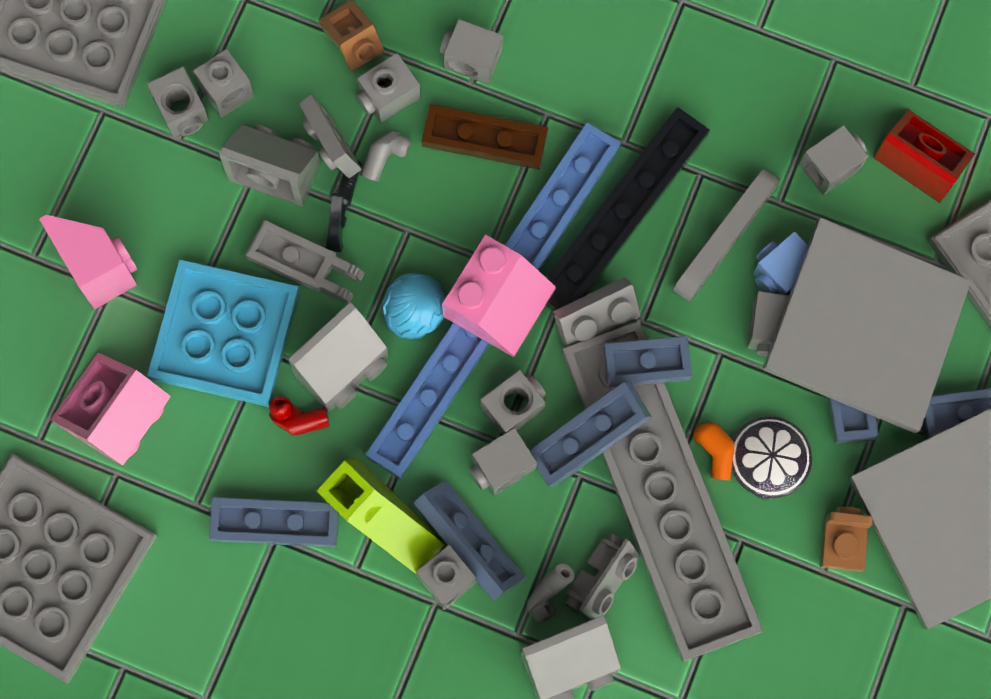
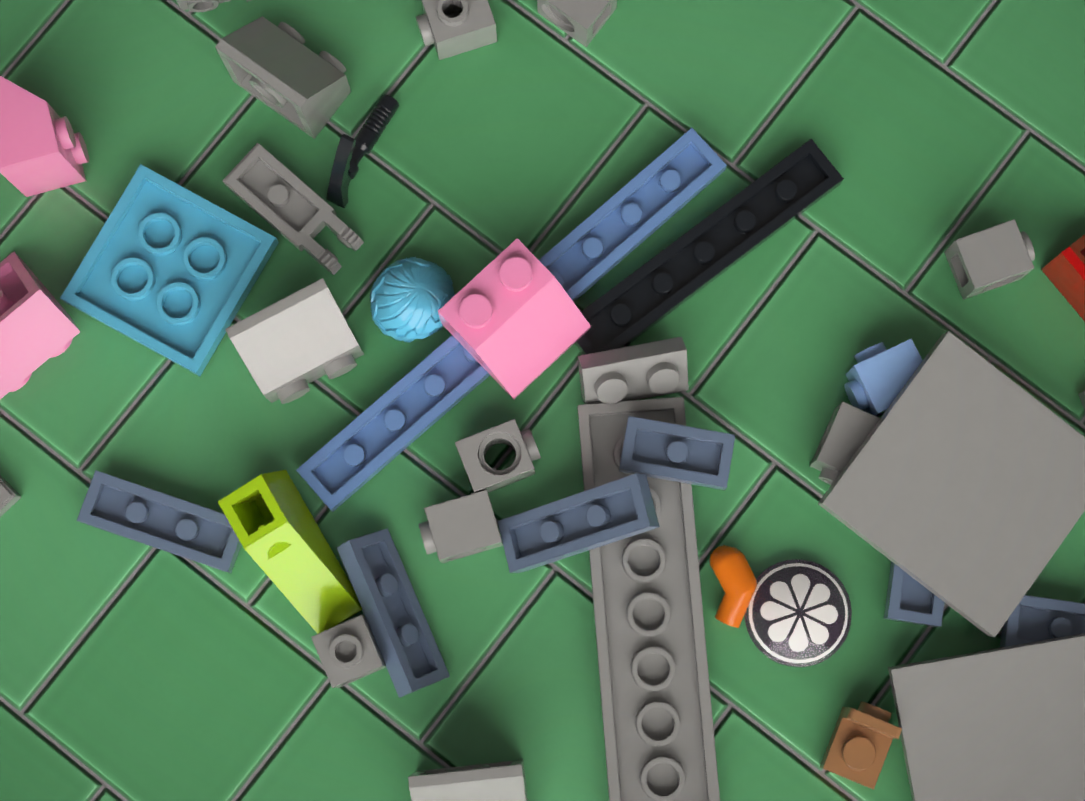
camera: 20 degrees right, 5 degrees up
(294, 420) = (225, 401): red arm -> none
(322, 127) = (364, 50): light grey plate -> none
(381, 150) = (427, 94): light grey arm -> none
(484, 137) = (560, 111): reddish brown plate -> none
(548, 588) = (472, 699): light grey arm -> none
(614, 562) = (527, 723): light grey hinge -> none
(726, 235) = (825, 317): light grey beam -> none

